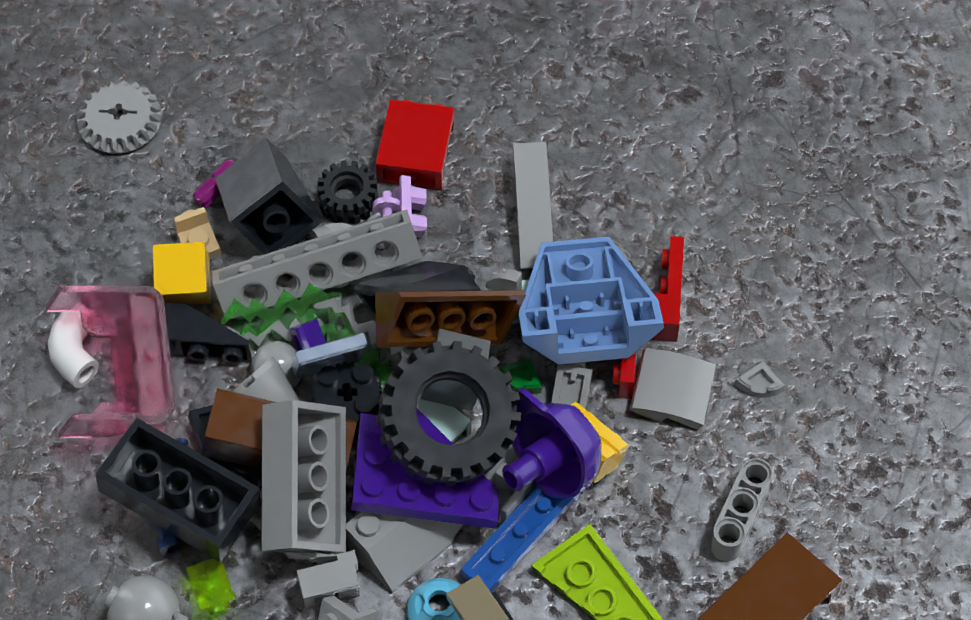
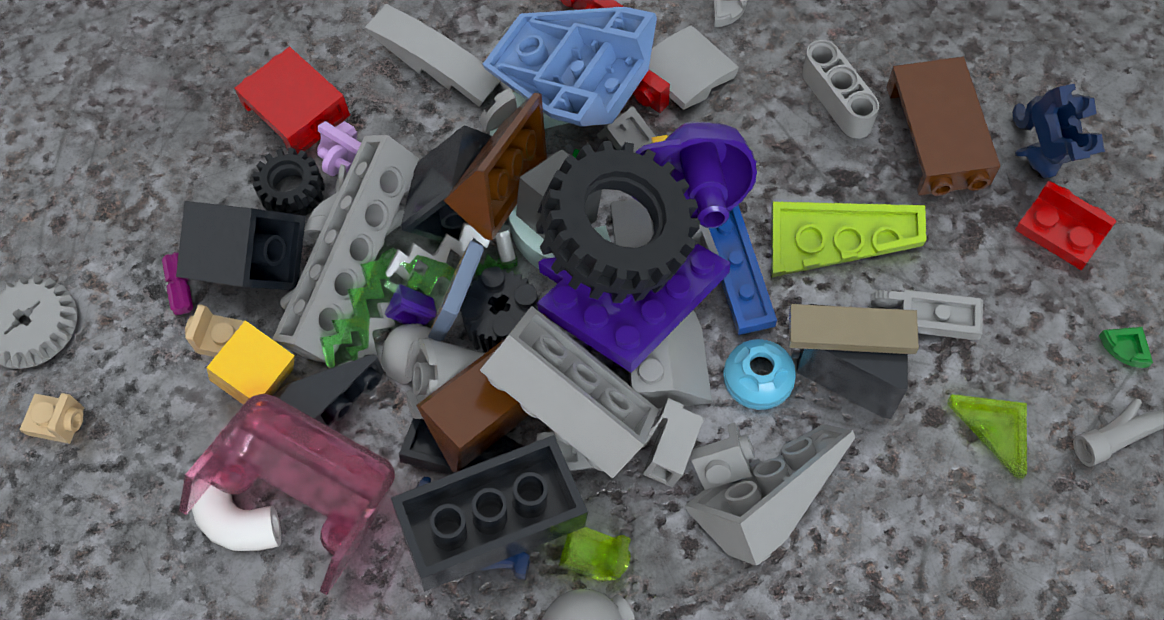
camera: 50 degrees left, 5 degrees up
(63, 186) = (53, 418): none -> tan bracket

